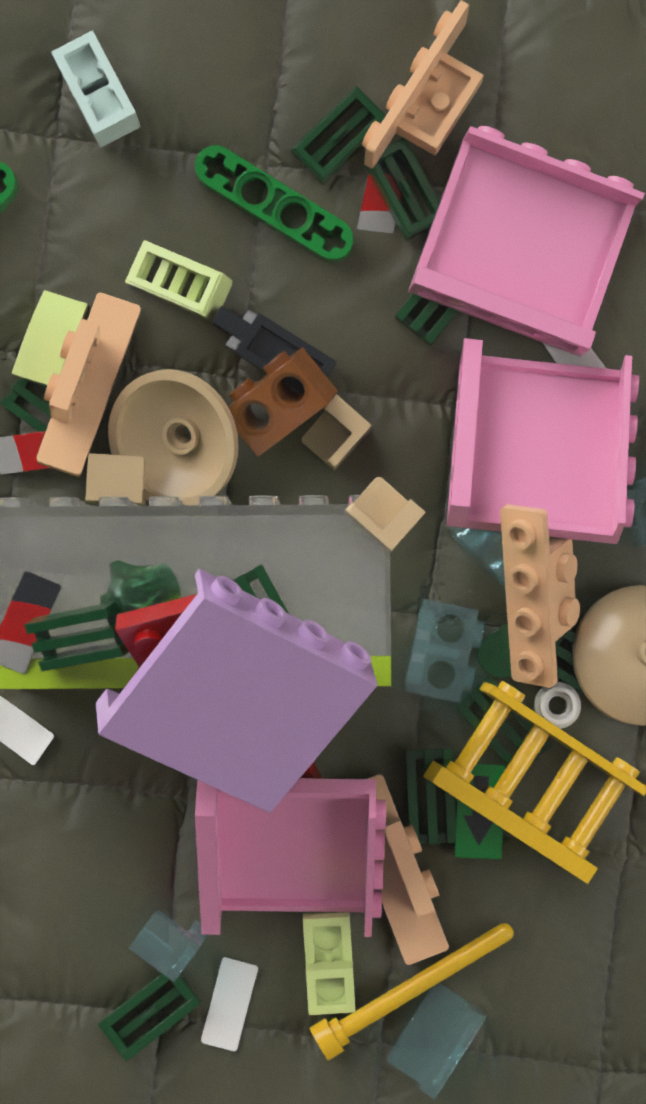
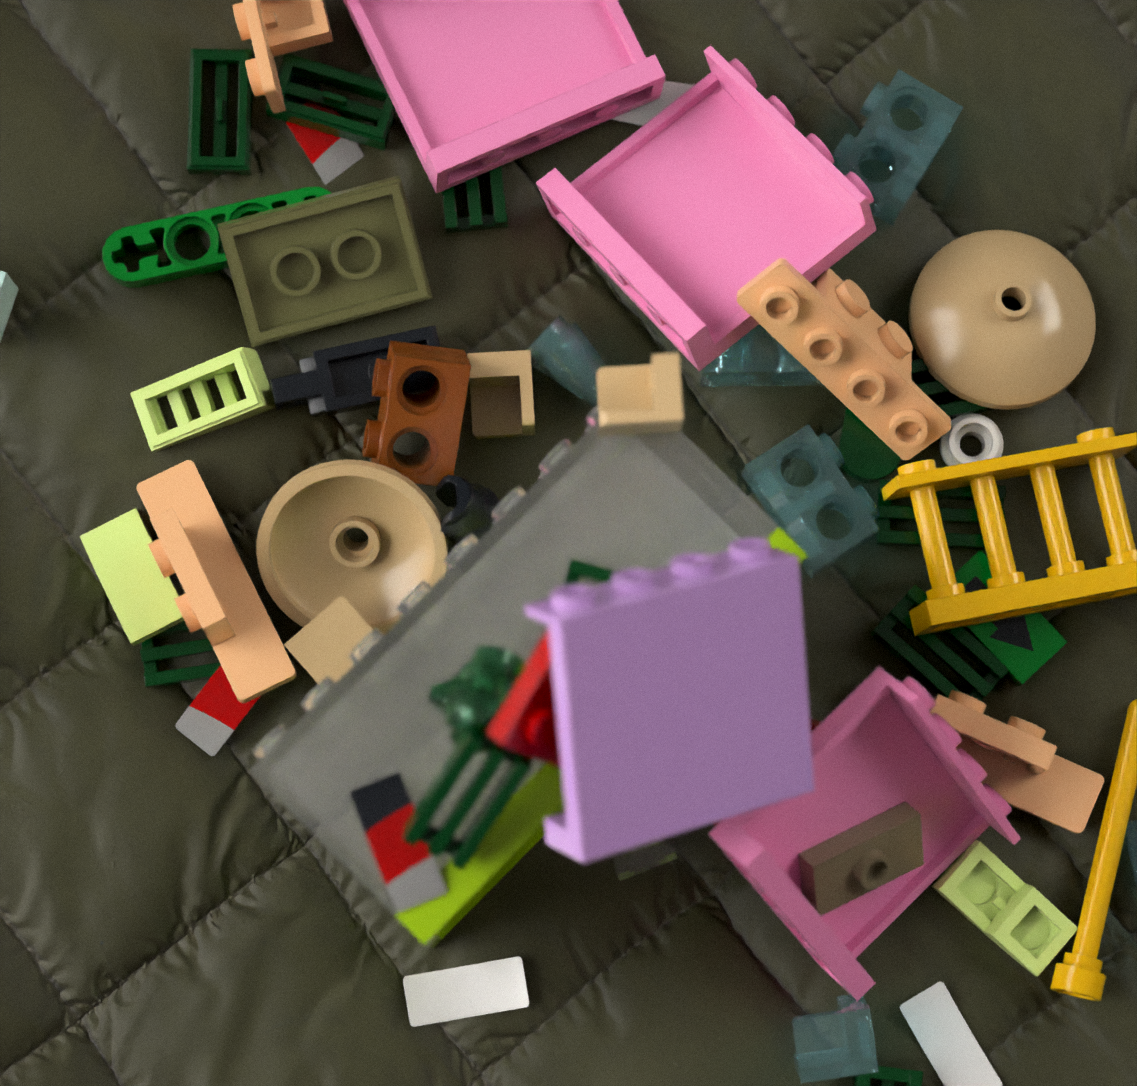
camera: 50 degrees left, 5 degrees down
(257, 481) = (471, 506): none -> black arm
(273, 866) = (862, 858): none -> dark tan plate
(313, 270) = (325, 261): none -> olive tile
(390, 450) = (568, 358): none -> clear light blue cone

